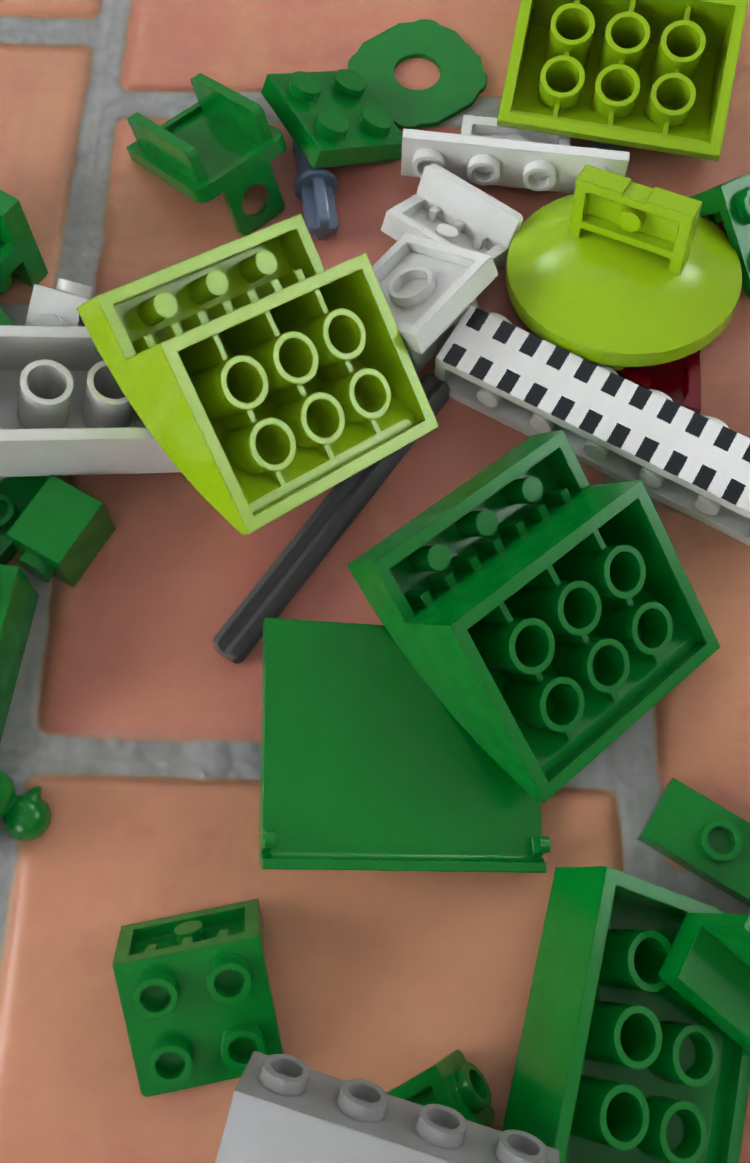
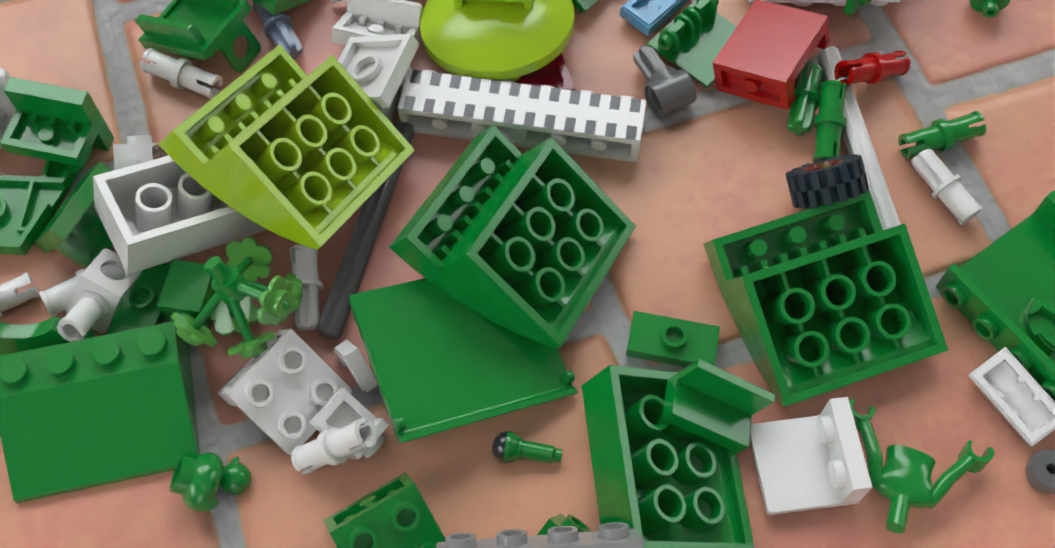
camera: 20 degrees left, 5 degrees down
(113, 571) = (233, 289): none -> bright green plant
(136, 718) = (283, 389): none -> white bracket
(163, 211) = (181, 73): none -> white pin
(171, 830) = (334, 446): none -> white pin
(205, 804) = (344, 410): none -> white bracket
(216, 578) = (305, 267): none -> white axle
(244, 713) = (352, 358): none -> white tile
(419, 919) = (510, 447): none -> green piece

